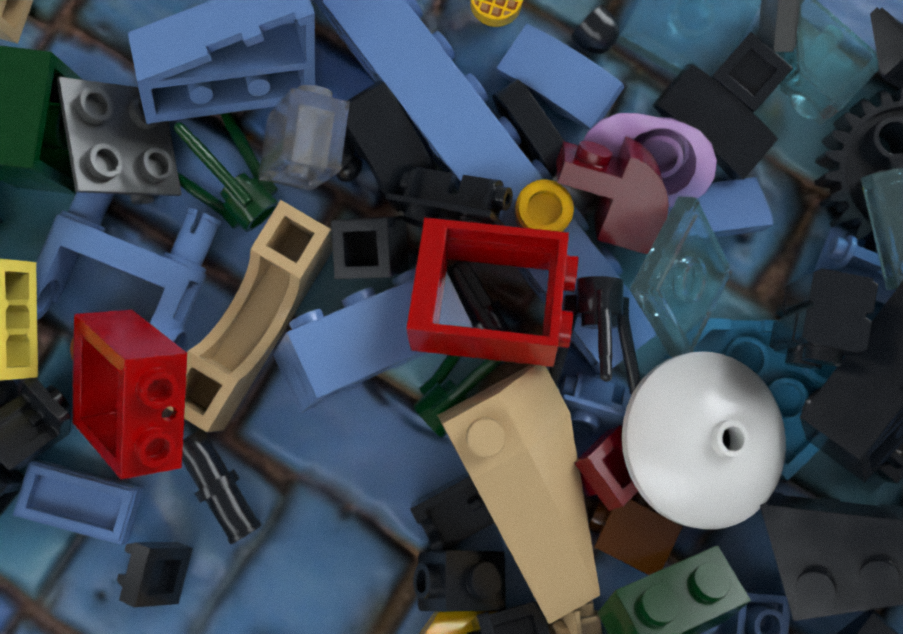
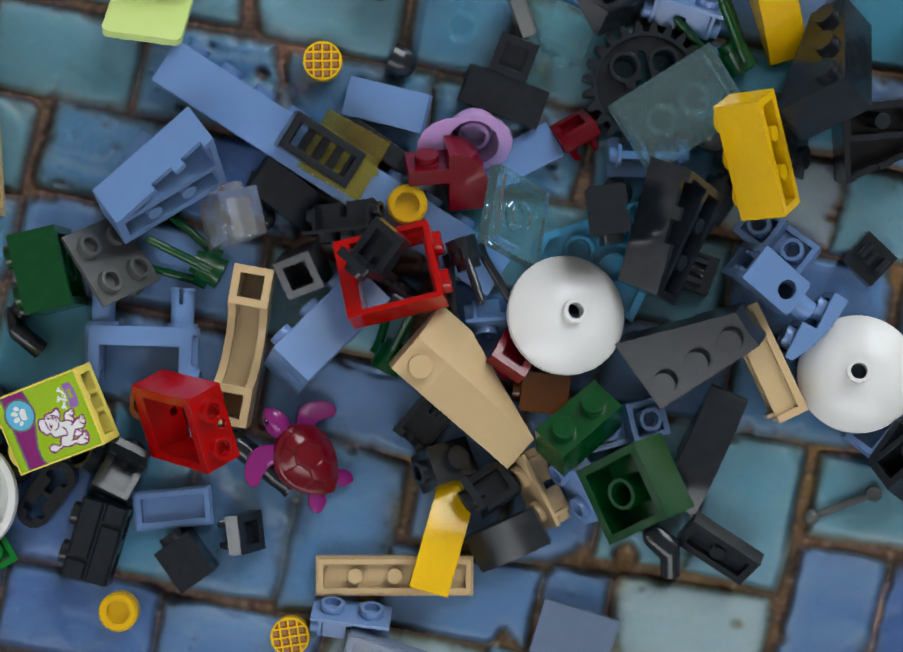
camera: 20 degrees left, 5 degrees up
(61, 580) = (185, 558): none -> black brick
(272, 495) = (300, 454): none -> animal
(458, 60) = (290, 130): none -> black slope
(481, 248) = (375, 251): none -> black bracket
(482, 113) = (359, 137): none -> clear yellow piece
(796, 200) = (576, 131): none -> dark red tile

